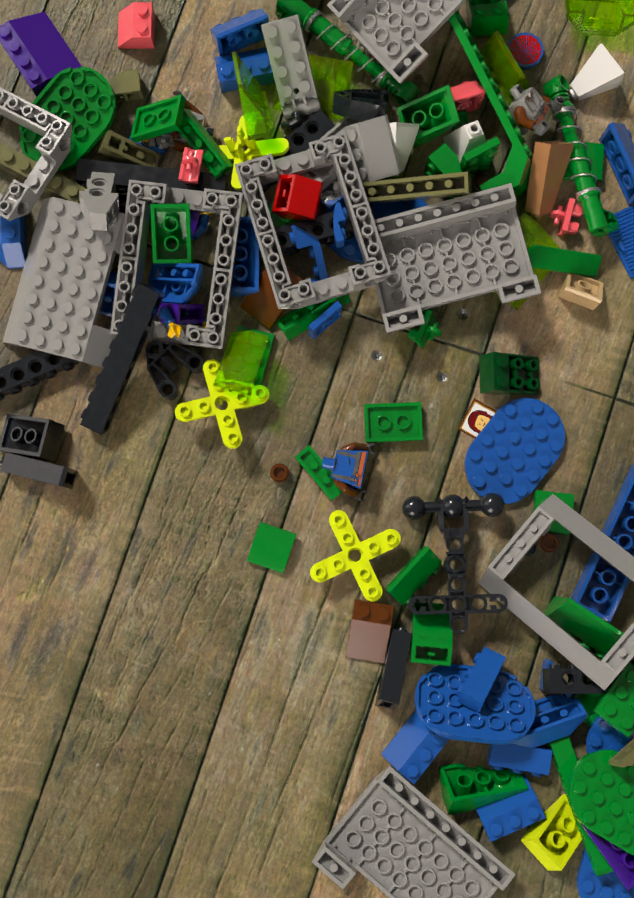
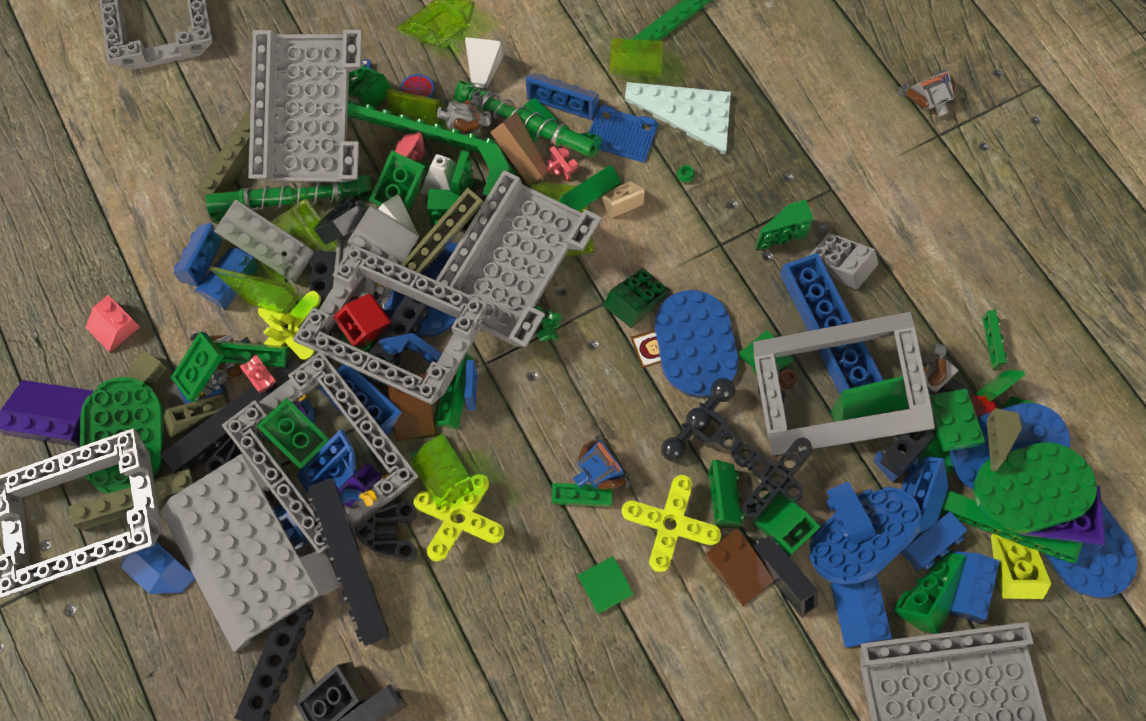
camera: 50 degrees left, 15 degrees down
(99, 201) = (213, 463): light grey brick -> none
(279, 473) = (552, 526): reddish brown plate -> none
(291, 124) = (302, 281): black arm -> none
(339, 221) = (409, 306): blue slope -> none
(393, 422) = (593, 407): green plate -> none

